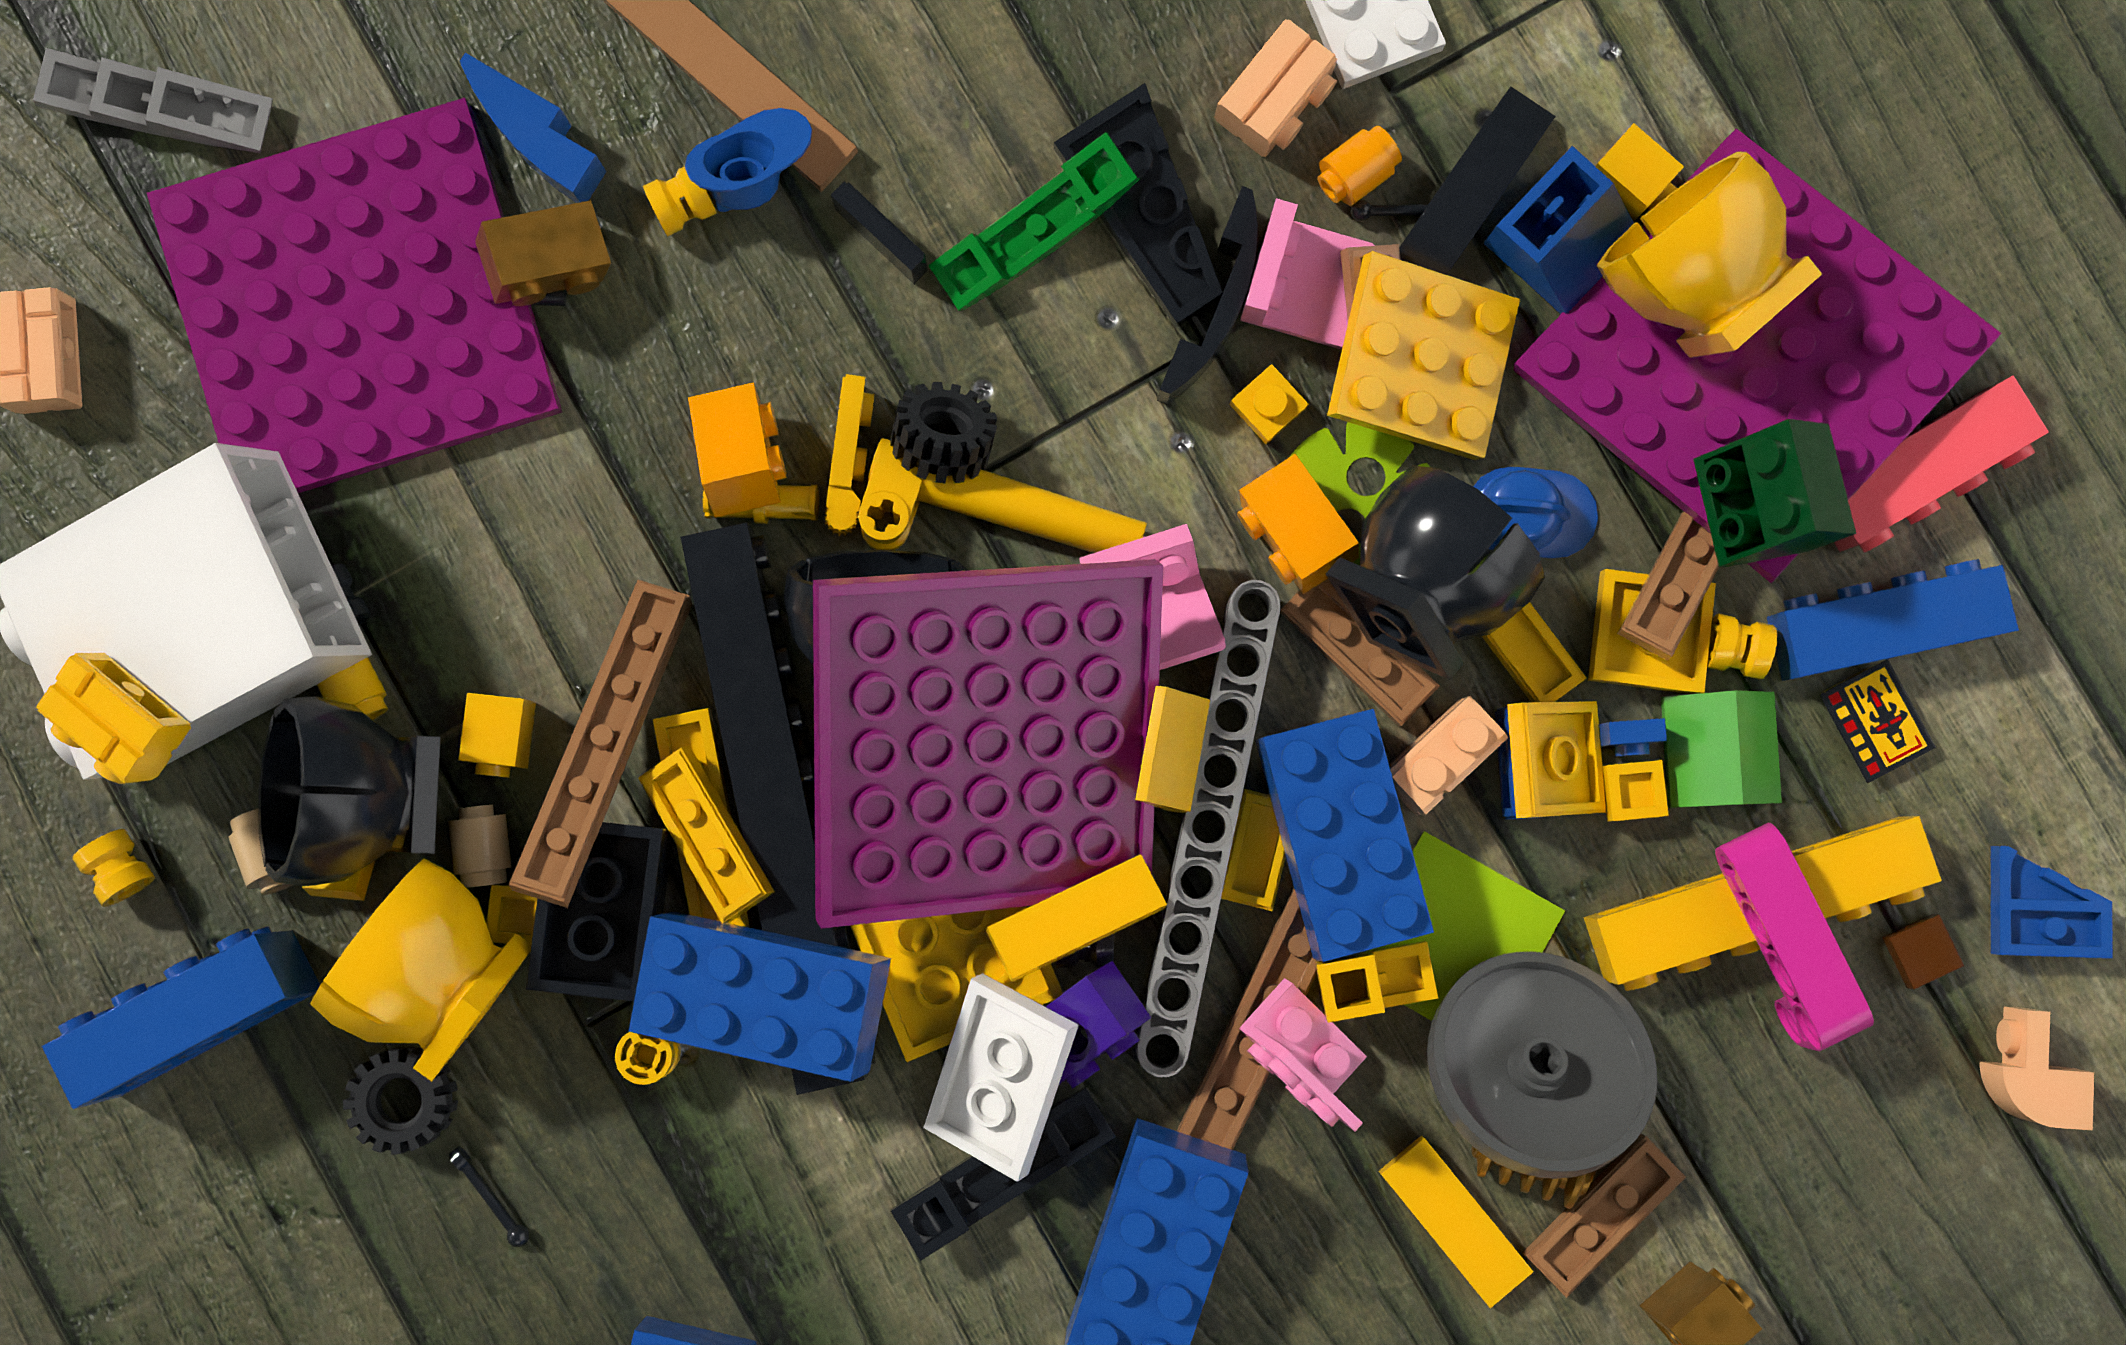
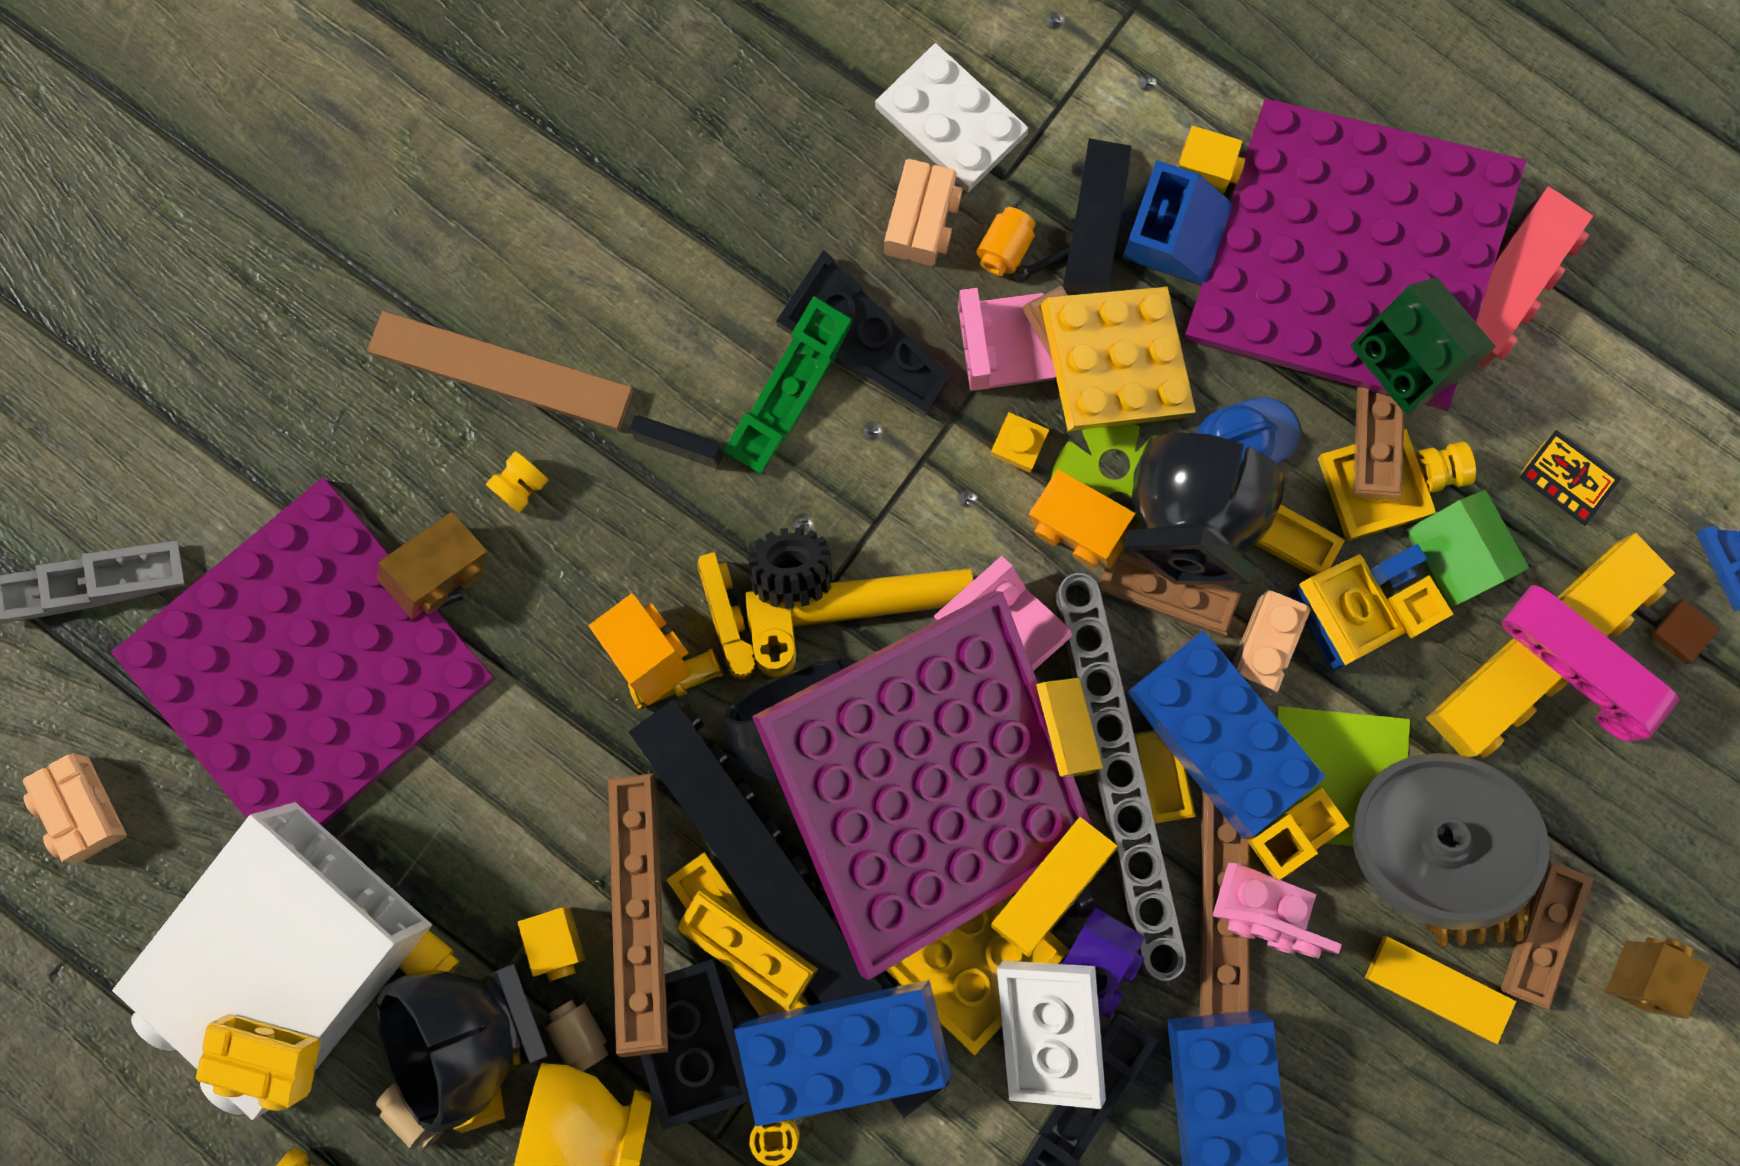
camera: 15 degrees left, 5 degrees down
(510, 914) = (624, 1076): yellow plate -> none
(535, 131) = (387, 479): blue slope -> none
(746, 160) = (555, 430): blue piece -> none
(1237, 241) = (944, 334): black slope -> none
(1712, 258) = (1296, 195): yellow plate -> none
(1892, 621) = (1548, 400): blue brick -> none

